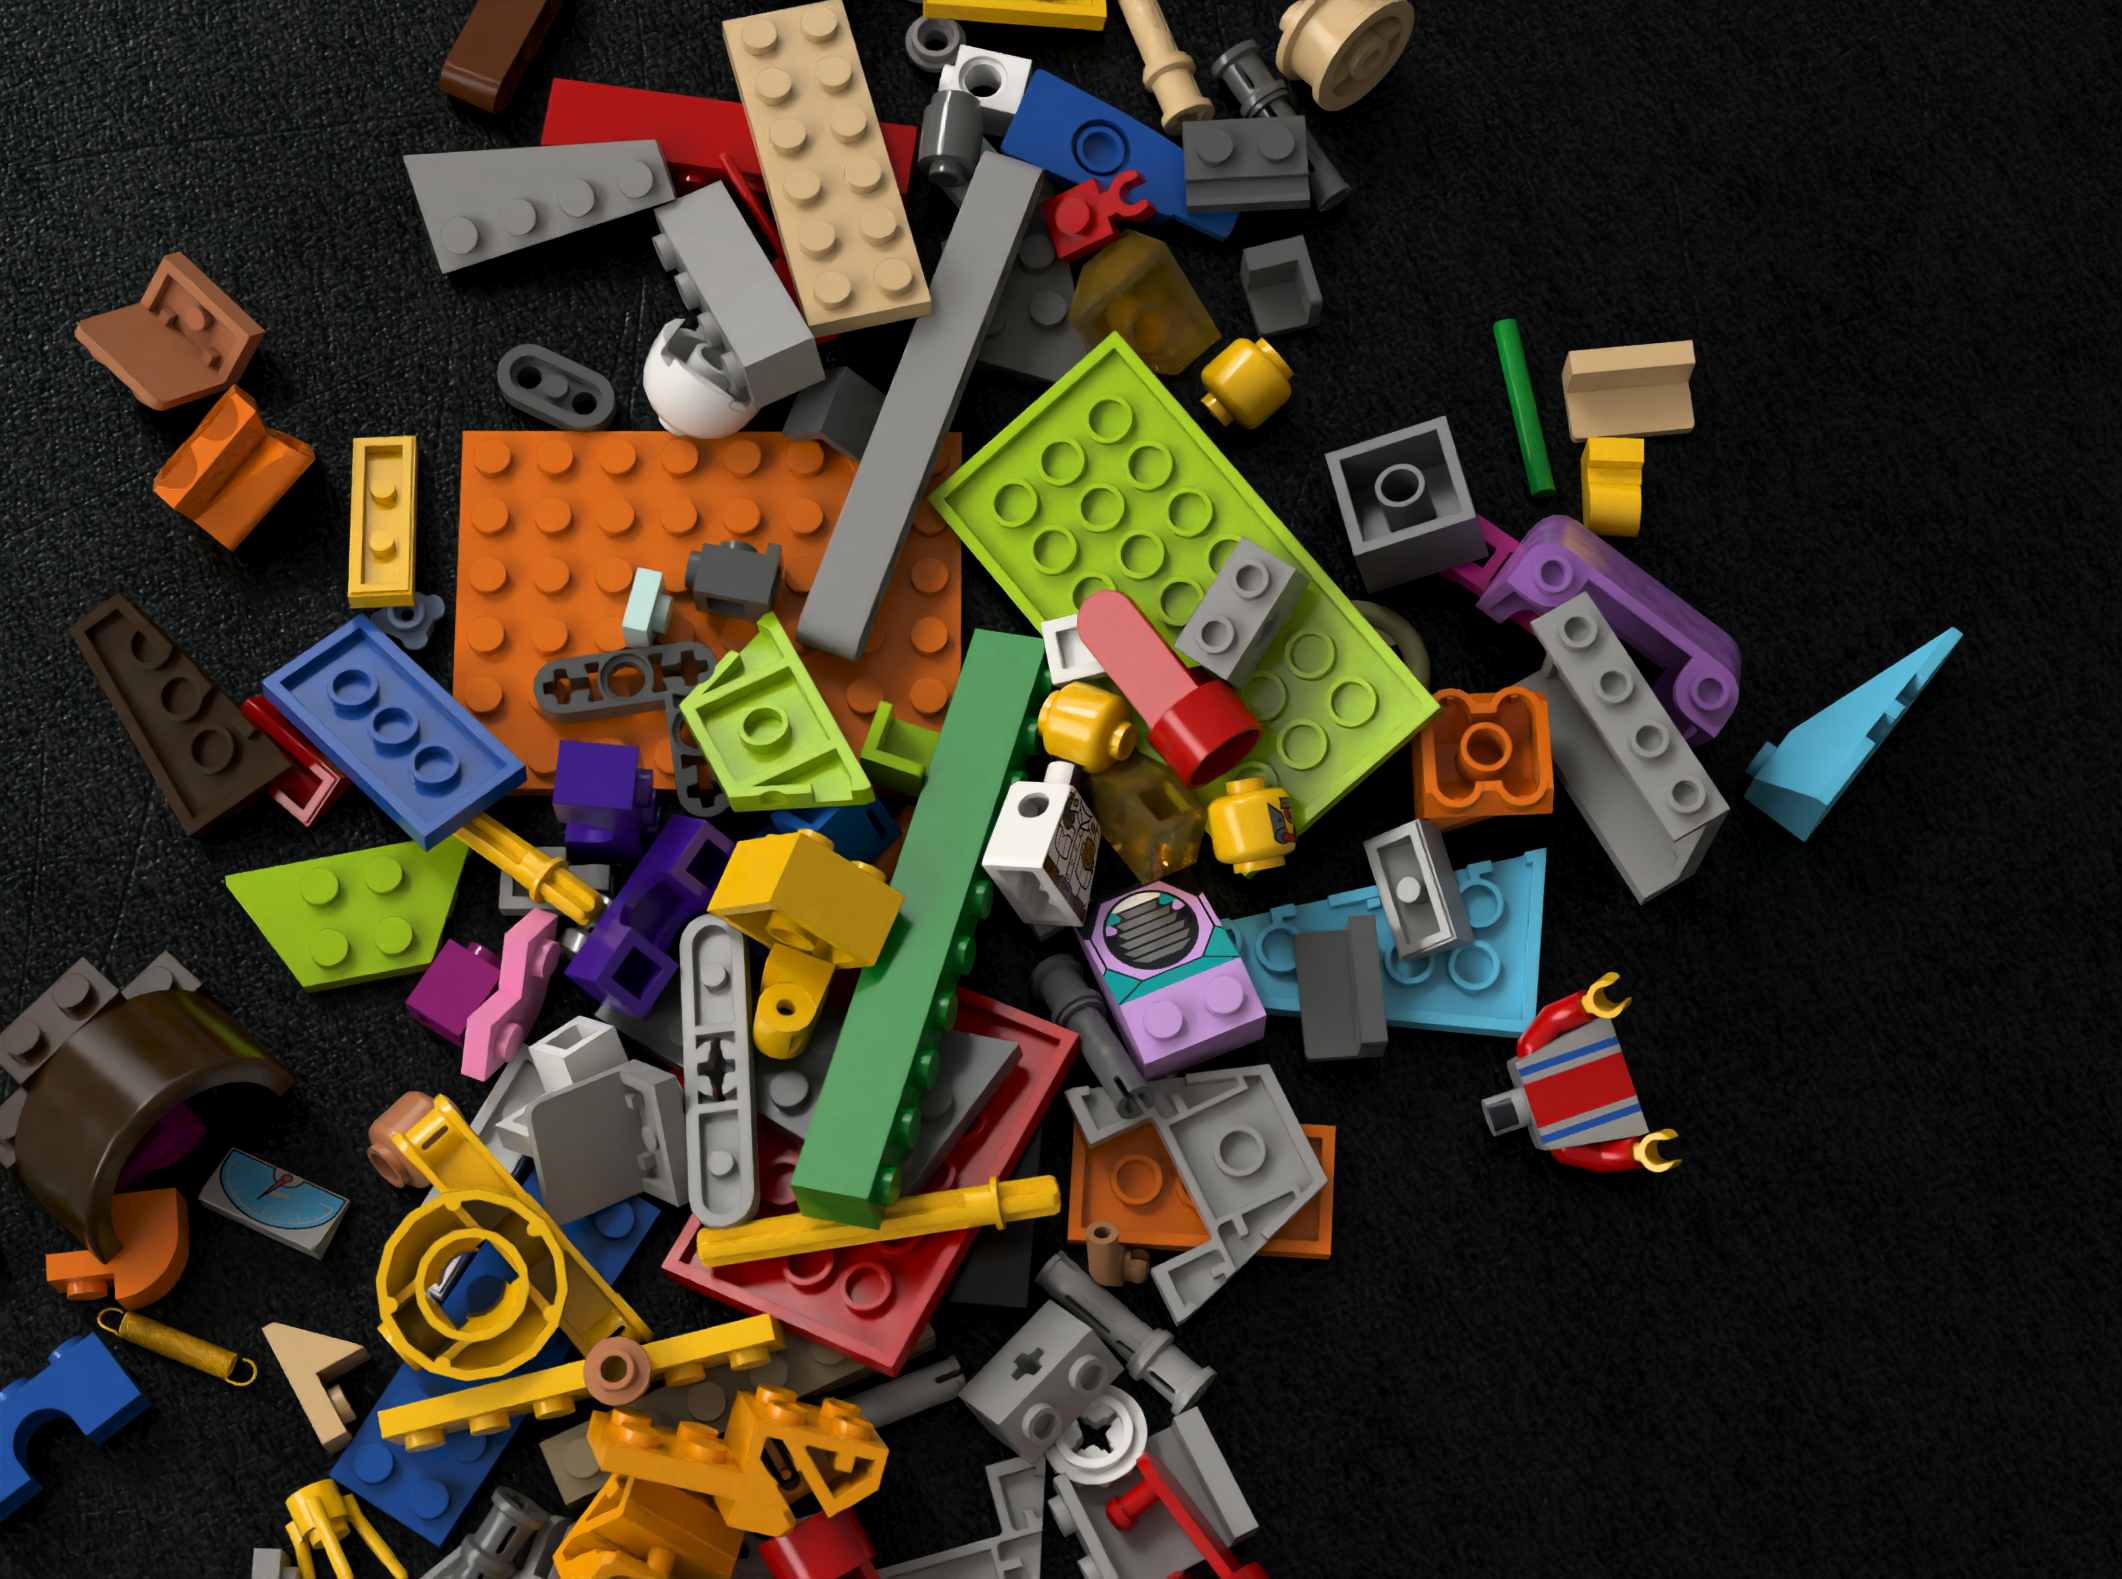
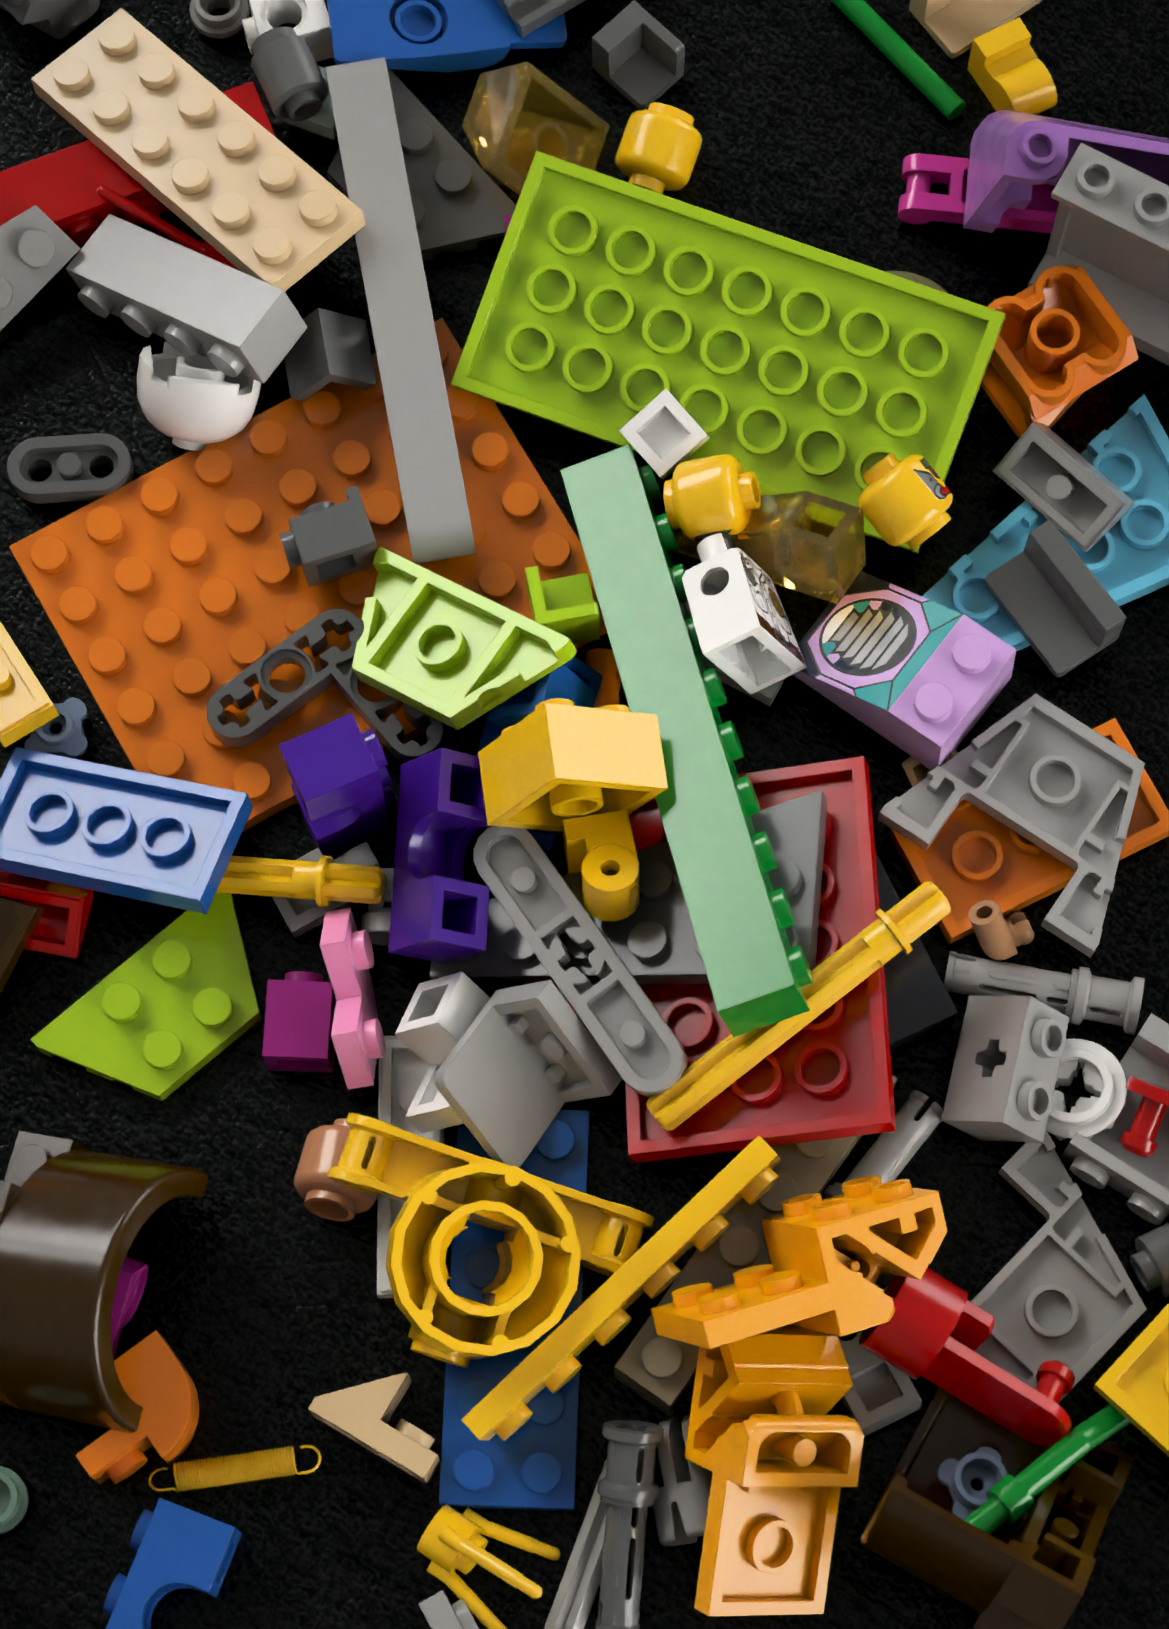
camera: 25 degrees left, 0 degrees up
(274, 1202) = (245, 1296): slope -> none
(632, 1385) = (681, 1260): nougat plate -> none
(647, 609) = (271, 605): light aqua plate -> none
(1074, 1006) = (836, 738): dark grey pin -> none
(1088, 215) = (442, 80): red plate -> none
(1193, 719) = (806, 437): piece -> none
(1241, 613) = (792, 324): light grey brick -> none
(1406, 505) = (859, 173): dark grey brick -> none

